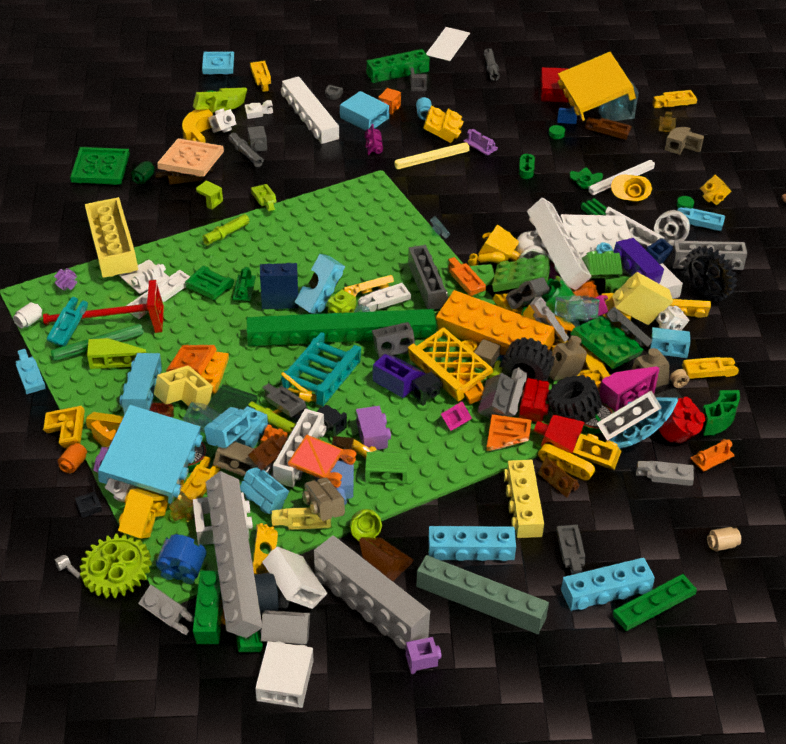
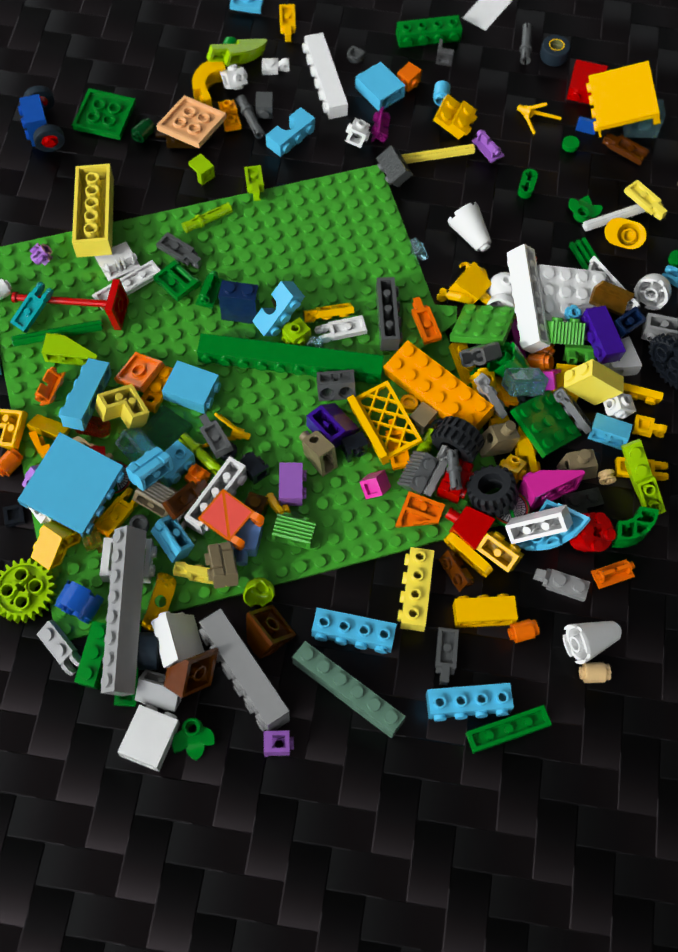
camera: 10 degrees right, 20 degrees up
(35, 178) = (32, 108): none -> brick
(100, 390) = (54, 380): none -> orange hinge
(205, 258) = (179, 250): none -> dark grey hinge
(228, 155) = (232, 121): none -> light orange slope
(248, 364) = (191, 387): none -> medium azure brick
(296, 150) = (282, 140): none -> medium azure arch
(317, 595) = (191, 673): none -> reddish brown slope
(331, 671) = (193, 741): none -> green plate
(332, 380) = (266, 421): teal fence -> none
(354, 146) = (357, 132): none -> white brick
(393, 396) = (319, 452): none -> dark tan torso
(395, 165) = (393, 166): none -> dark grey brick
(484, 202) = (471, 226): none -> white cone
(510, 113) = (529, 111): none -> yellow plant
(519, 65) = (555, 50): none -> black wheel
(532, 385) = (454, 469): none -> dark grey pin
(598, 506) = (484, 611): none -> yellow brick
(637, 229) = (611, 296): none -> pearl gold panel
(641, 160) = (646, 199): none -> light yellow hinge
(641, 515) = (523, 630): none -> orange brick
(702, 333) = (645, 427): none -> yellow plate
(707, 510) = (590, 639): none -> white cone
(710, 367) = (641, 476): none -> lime slope

